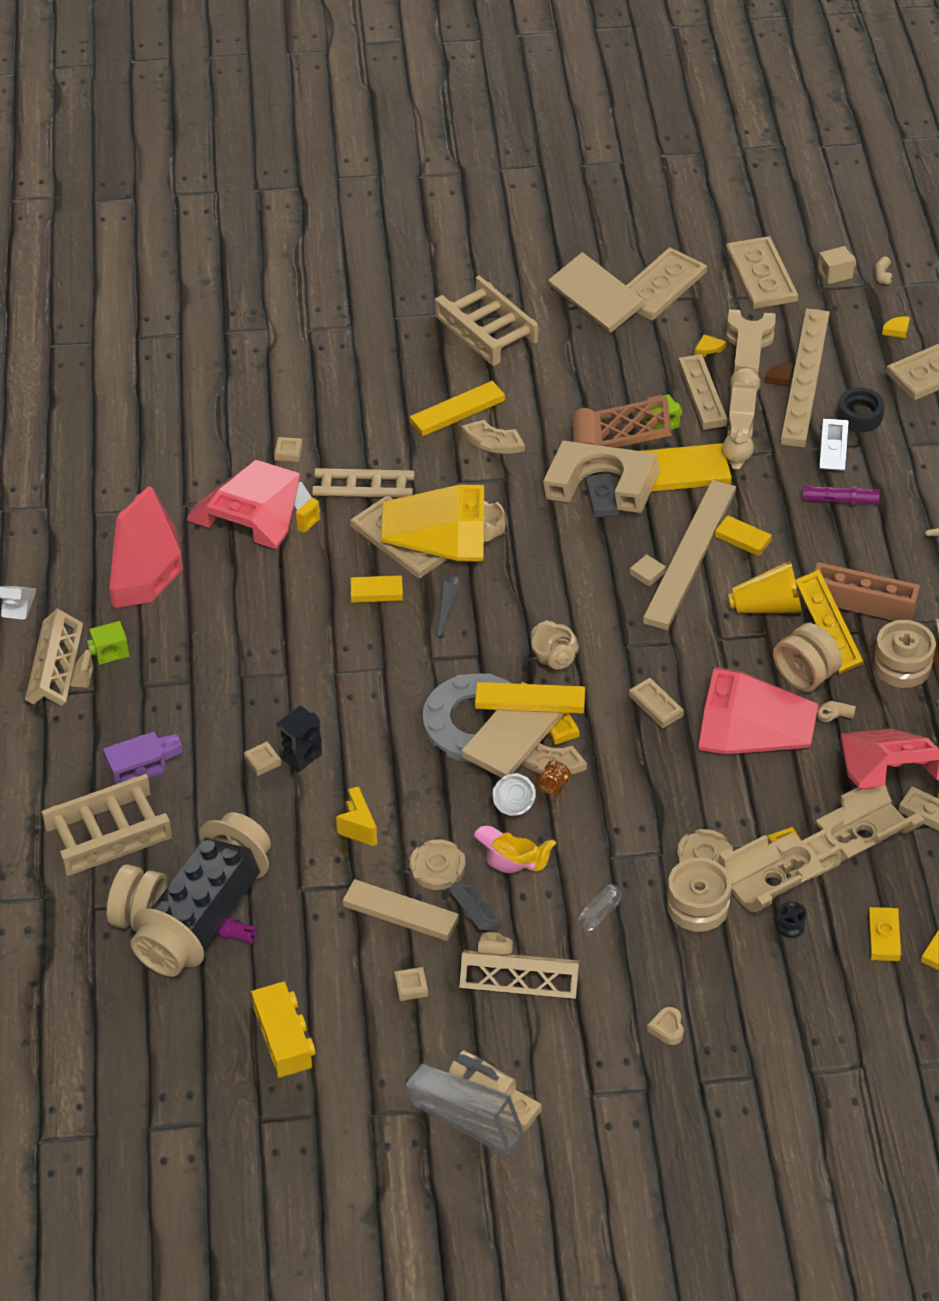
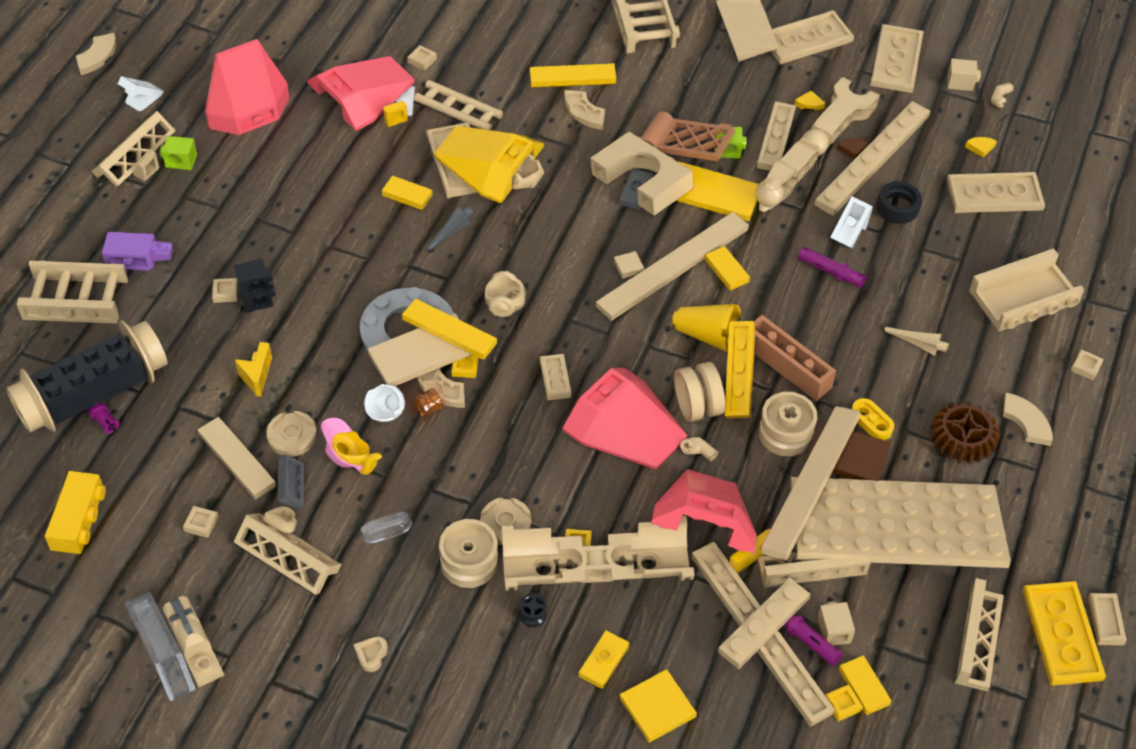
camera: 25 degrees right, 5 degrees up
(132, 892) = (38, 351): tan wheel -> none

